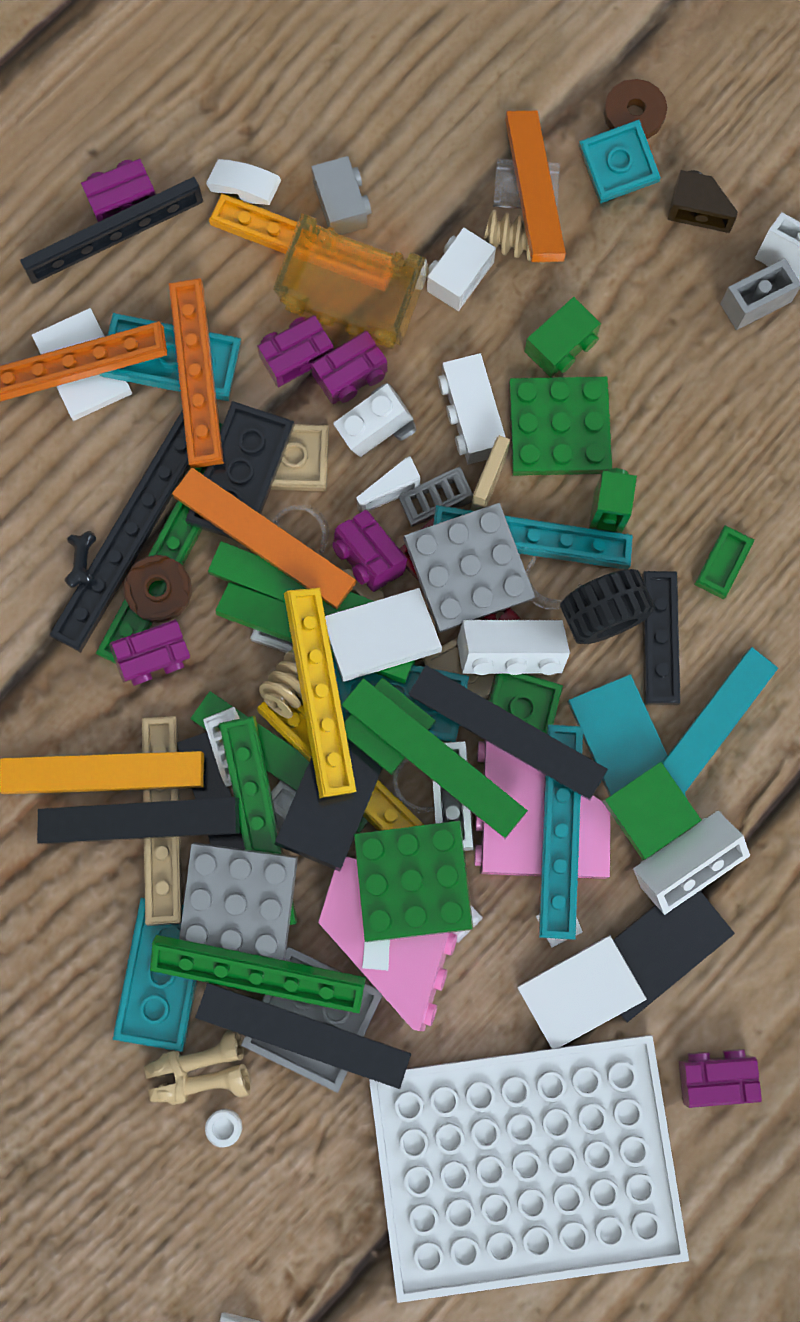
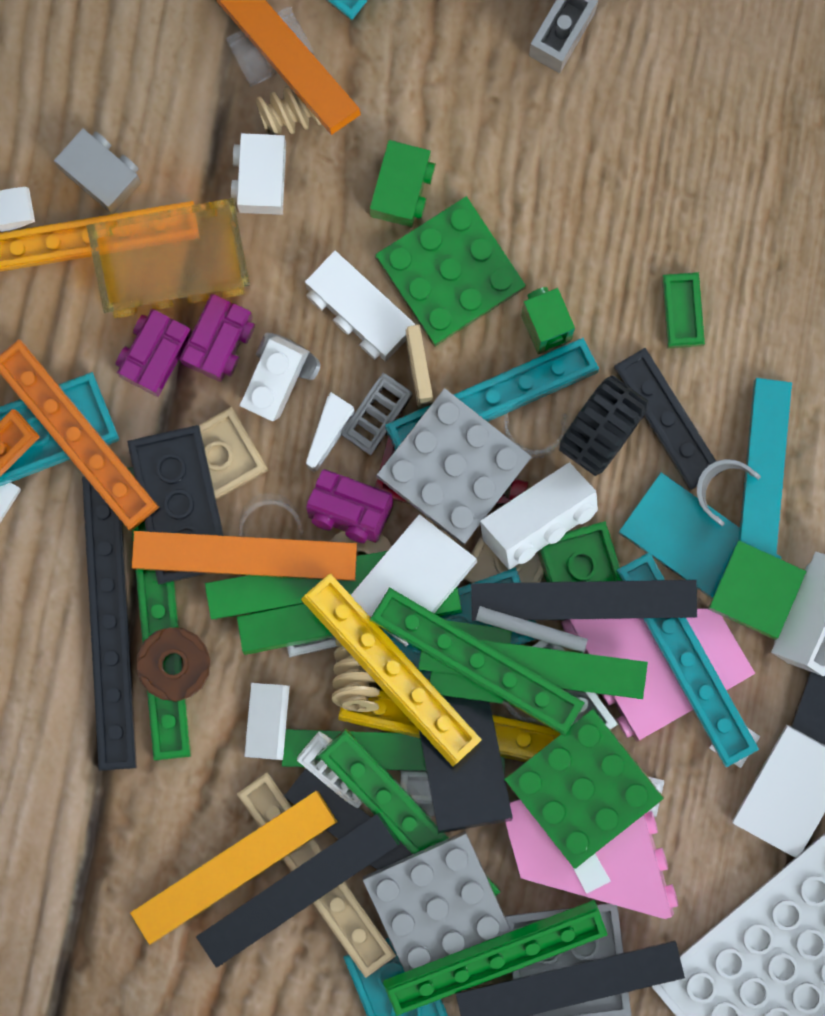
camera: 30 degrees left, 5 degrees up
(79, 572) = (89, 694): black piece -> none
(149, 652) = (206, 729): magenta brick -> none
(201, 677) = (267, 721): none -> white tile
(391, 727) = (477, 661): none -> green tile
(450, 729) = (531, 629): none -> light grey bar
(670, 696) = (710, 472): none -> light grey helmet

